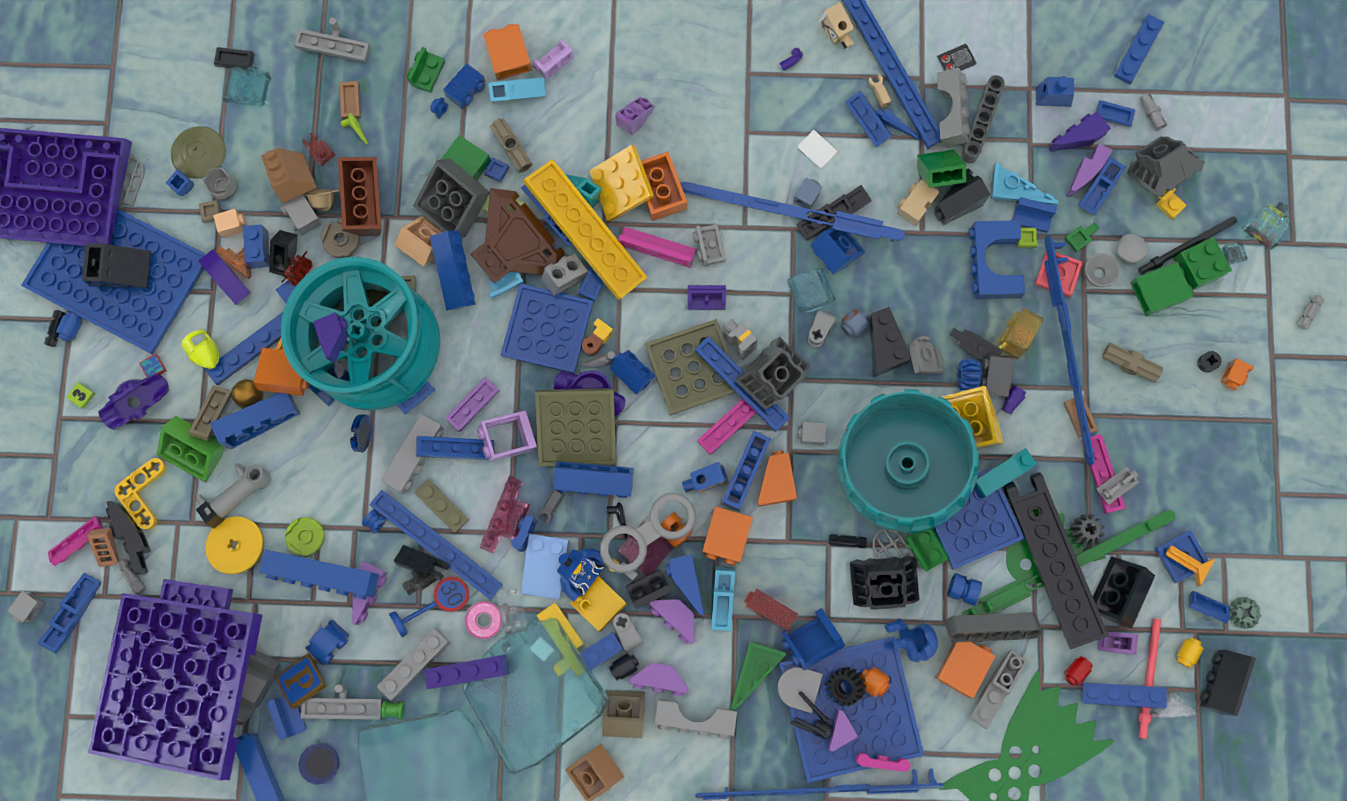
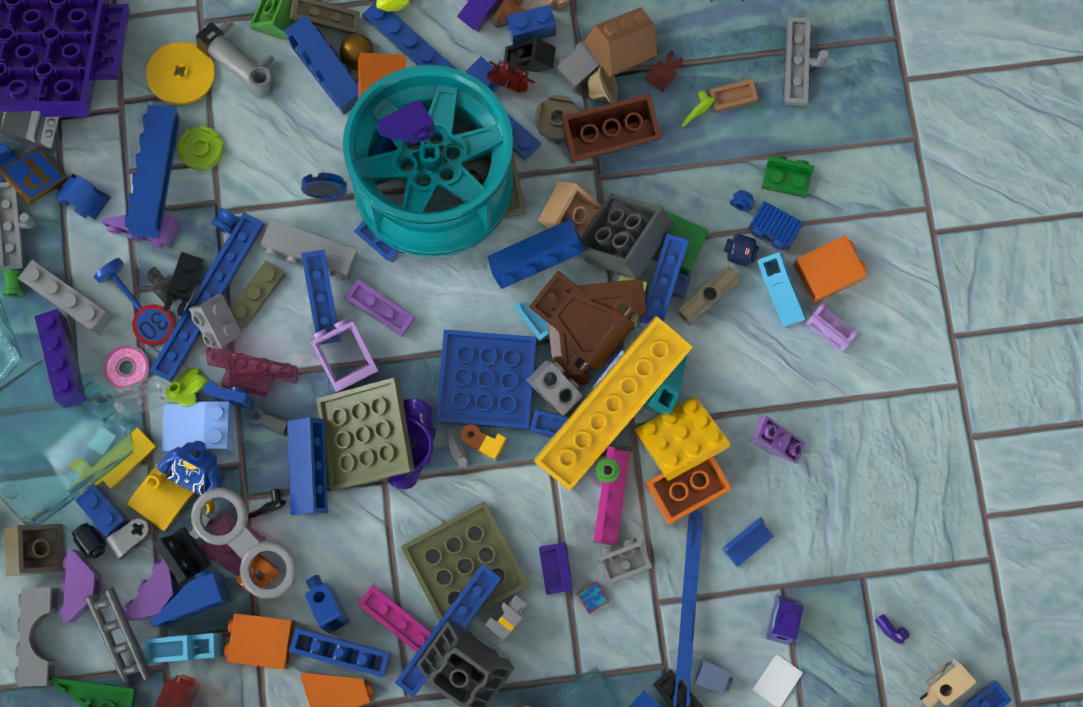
camera: 80 degrees right, 0 degrees up
(460, 538) = (215, 322): none -> light grey bracket
(479, 114) = (741, 250): none -> dark blue head
(490, 172) = (665, 277): none -> blue plate
(510, 569) = (186, 387): none -> lime plate
(632, 371) = (446, 490): blue brick -> none
(640, 246) = (607, 478): none -> bright green plate
(709, 151) = (747, 542): none -> blue panel
(716, 652) = (123, 623): none -> dark grey bar
(733, 274) = (592, 597): none -> tile
(773, 133) = (784, 620): none -> dark purple torso

